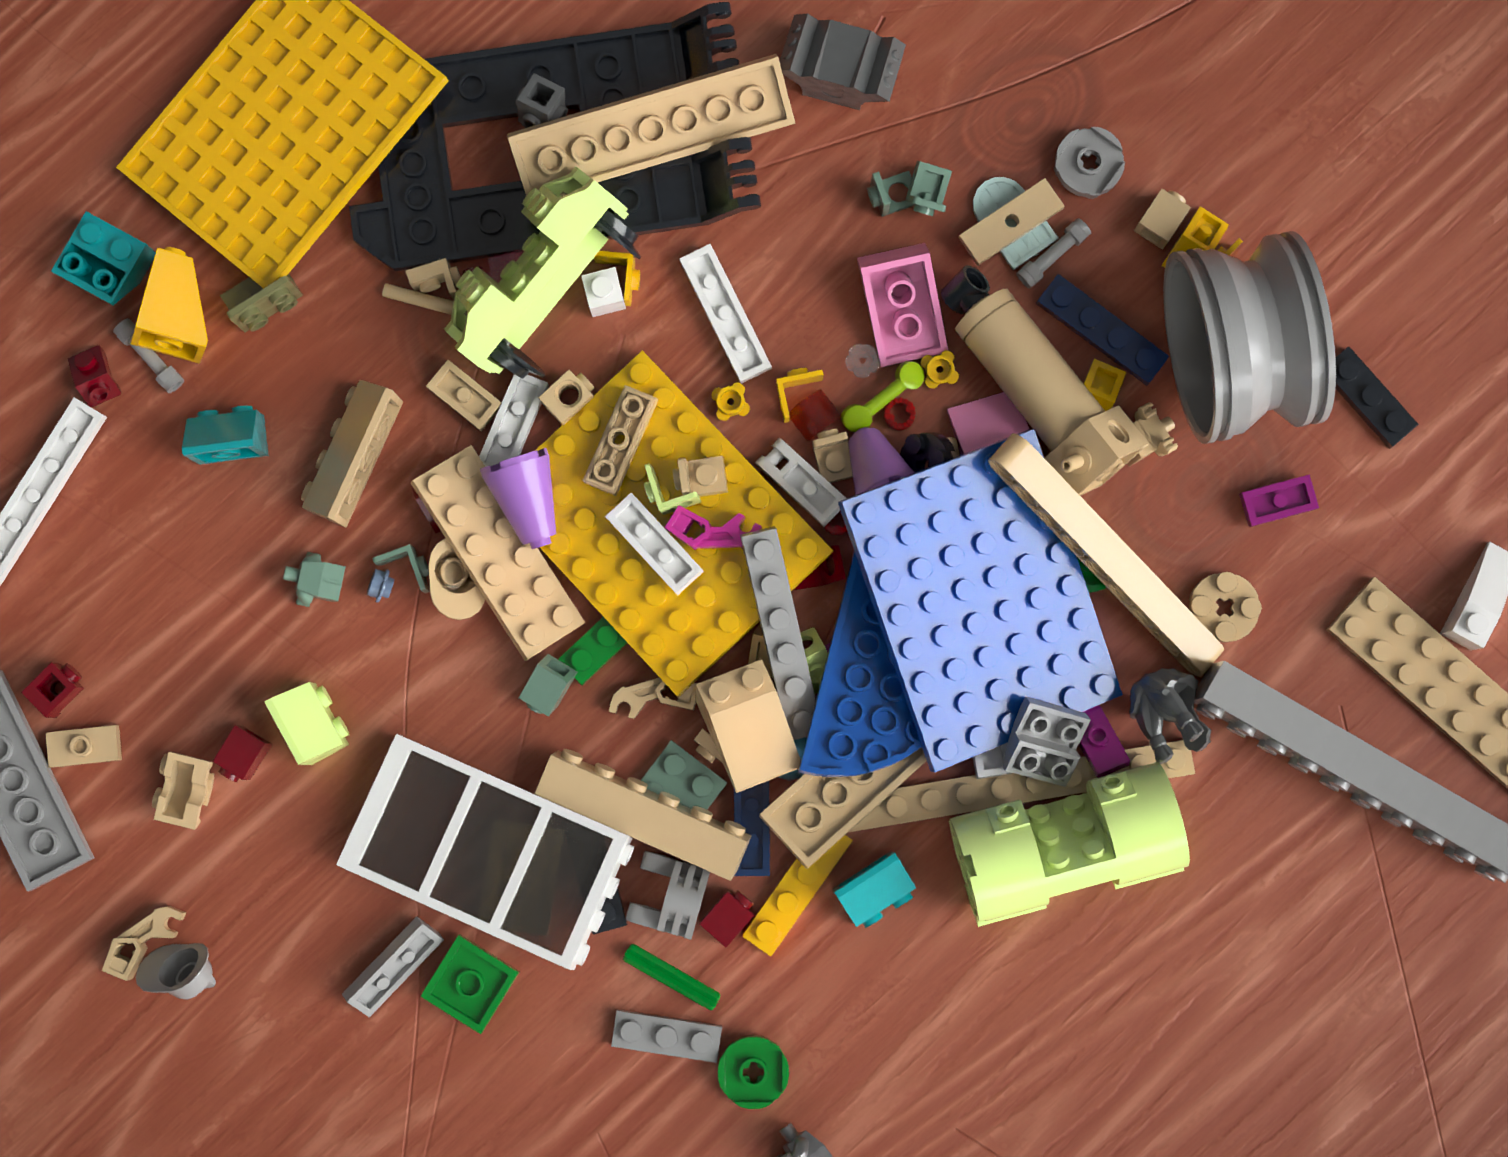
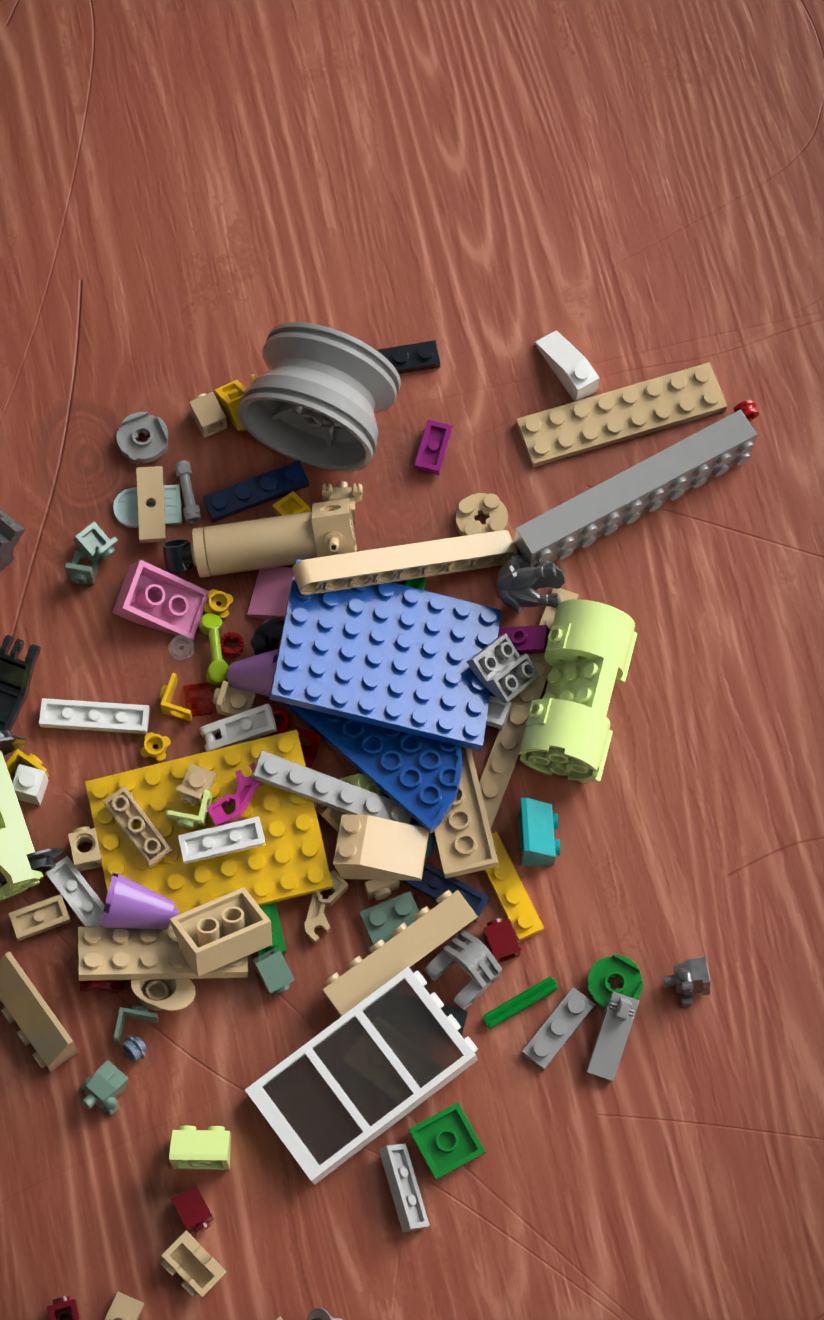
camera: 65 degrees left, 15 degrees down
(549, 606) = (222, 931): none -> tan slope
(689, 1103) = (612, 1036): none -> light grey hinge

